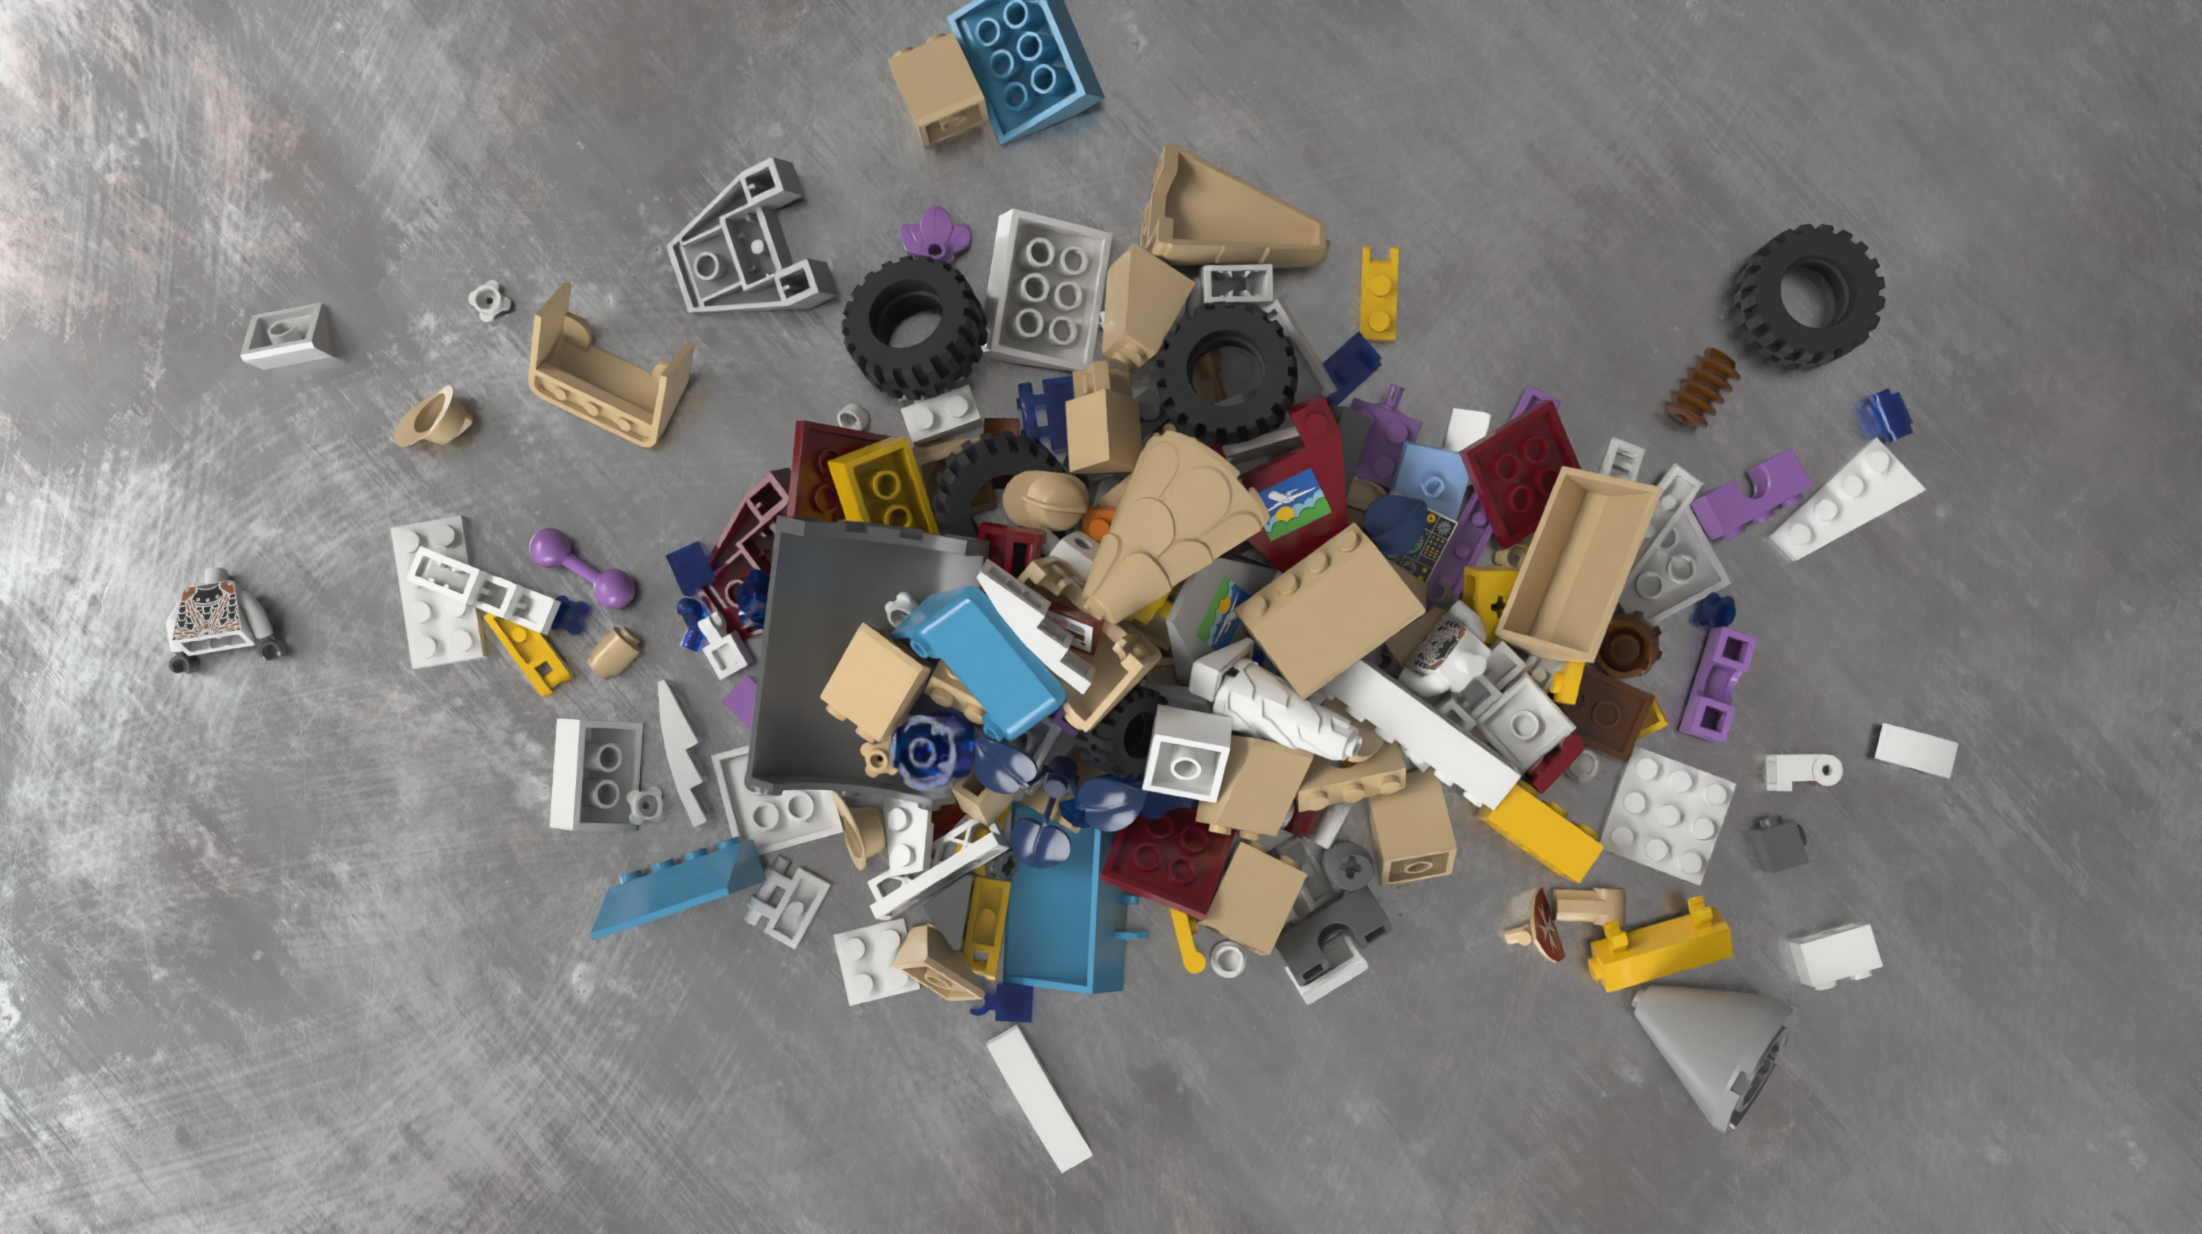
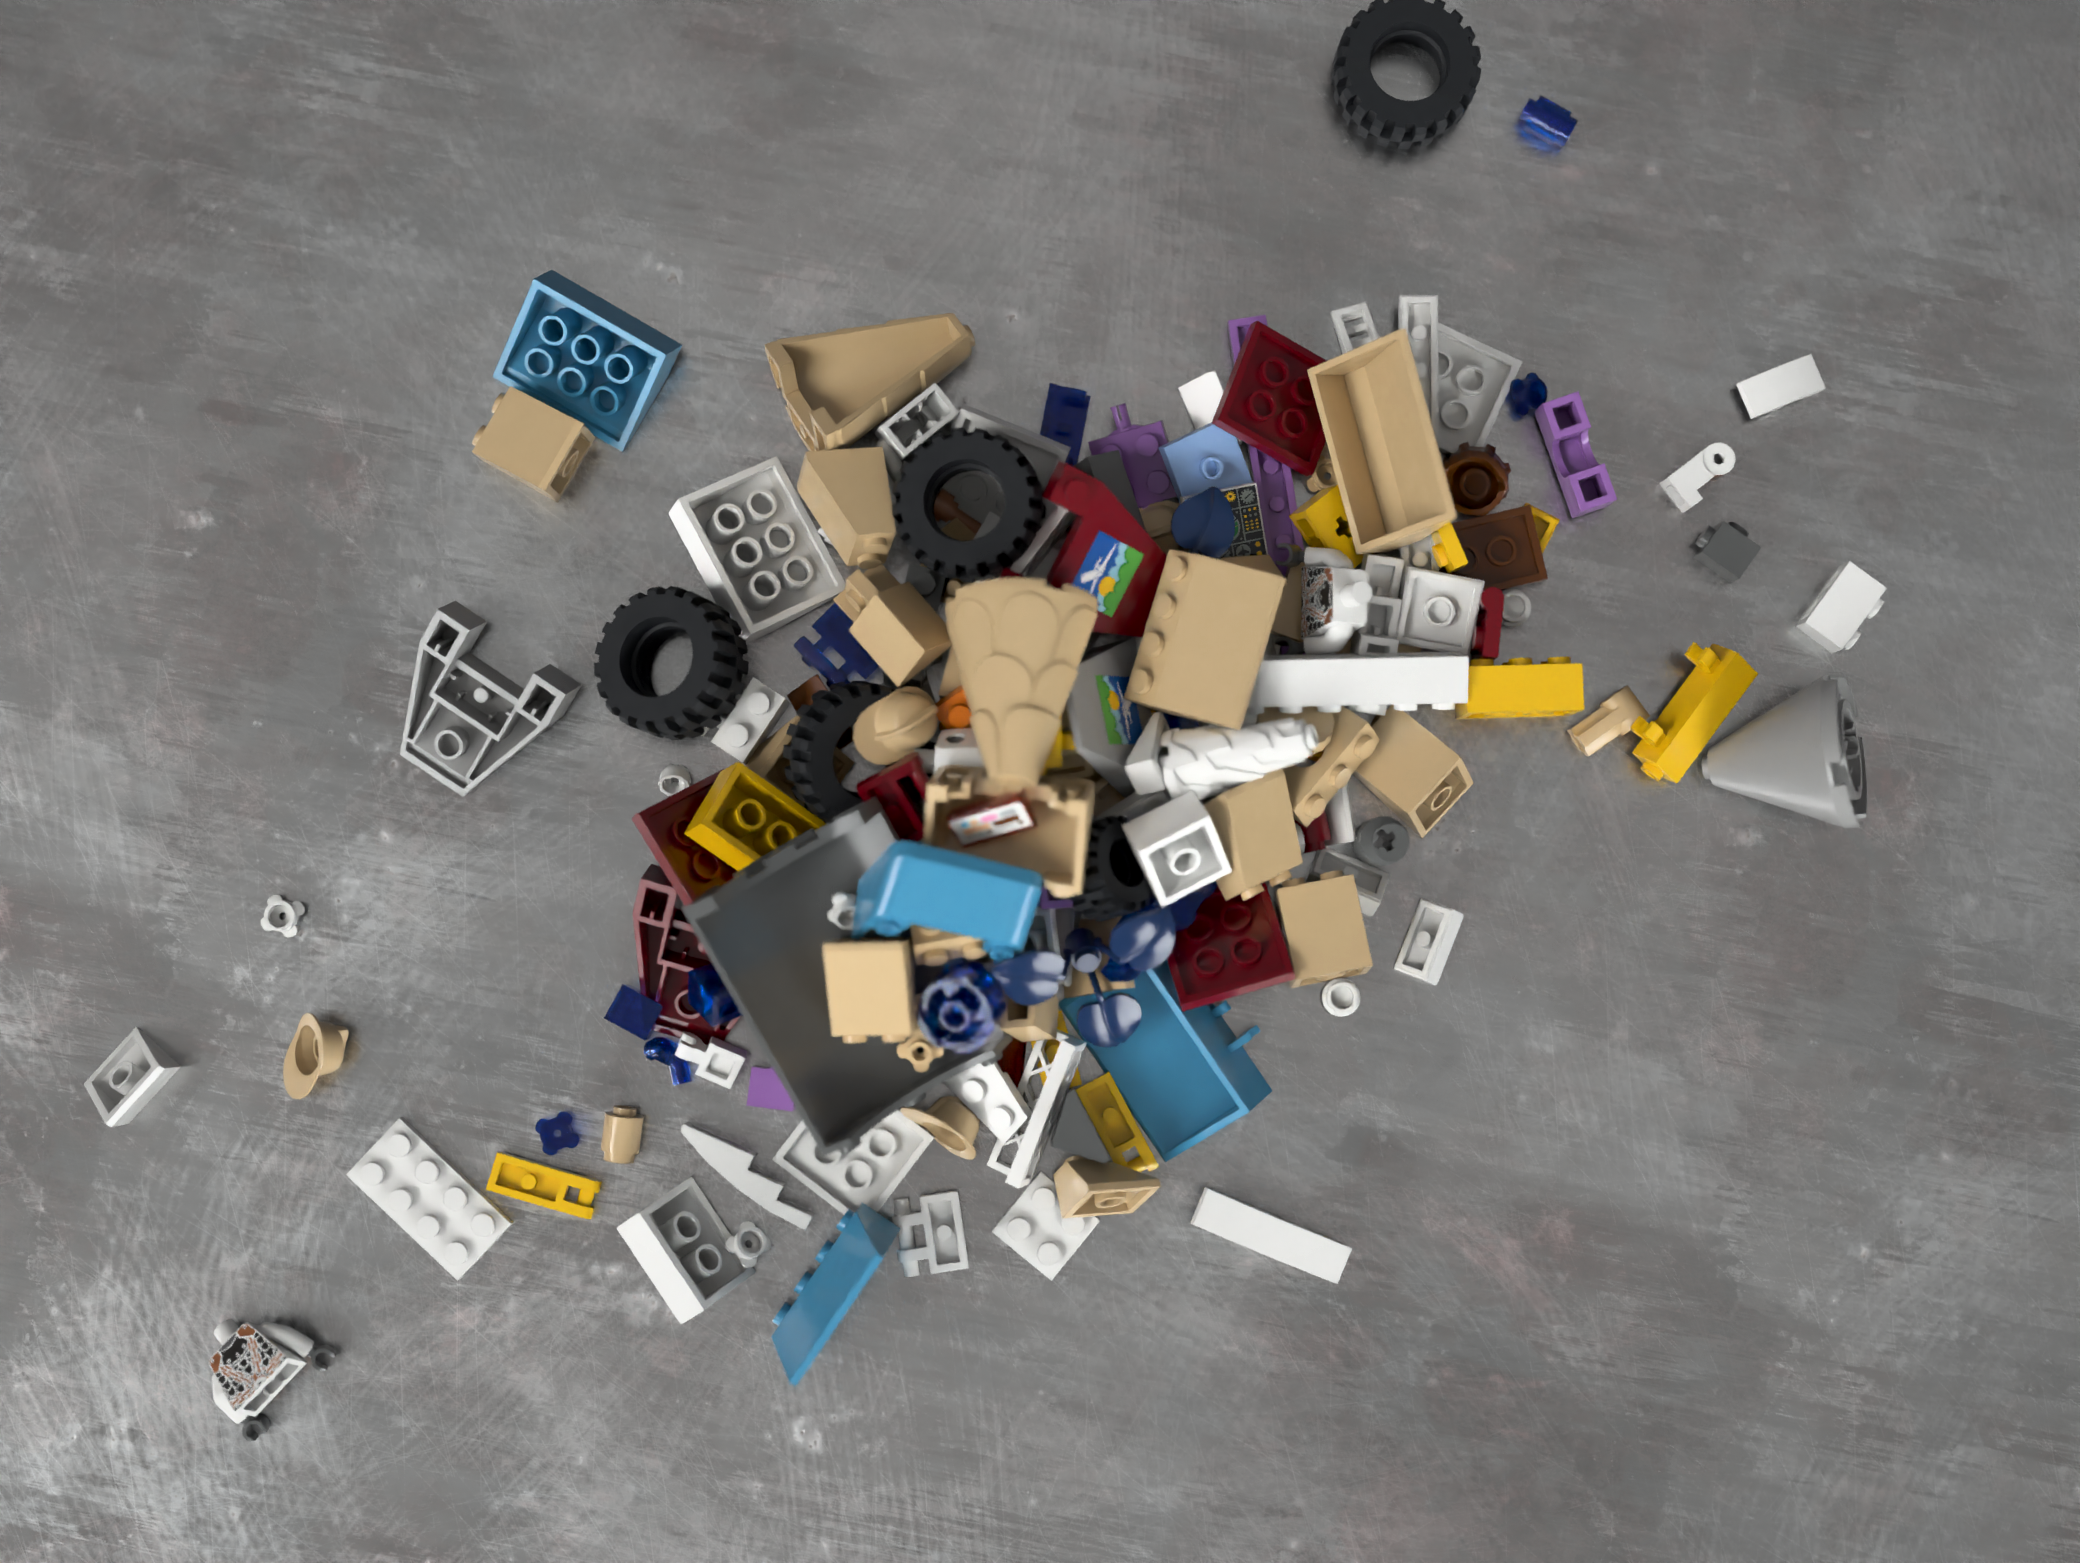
camera: 45 degrees left, 0 degrees up
(483, 590) = (469, 1166): white slope -> none
(552, 549) = (500, 1087): medium lavender piece -> none
(598, 384) = (433, 915): tan windscreen -> none
(935, 234) = (624, 570): medium lavender plate -> none
(1003, 866) = (1092, 1062): dark grey bush -> none
(1010, 1001) = (1184, 1173): clear blue plate -> none
(1025, 614) = (956, 833): white slope -> none
(1185, 927) = (1284, 998): yellow plate -> none
(1354, 913) = (1417, 878): dark grey arch -> none
(1378, 296) = (1043, 340): yellow hinge -> none
(1540, 931) = (1582, 774): shield -> none
(1666, 815) = (1614, 597): white plate -> none
(1703, 388) = (1375, 214): reddish brown piece -> none
(1774, 482) = (1495, 248): medium lavender arch -> none
(1854, 495) = (1568, 212): white wing -> none

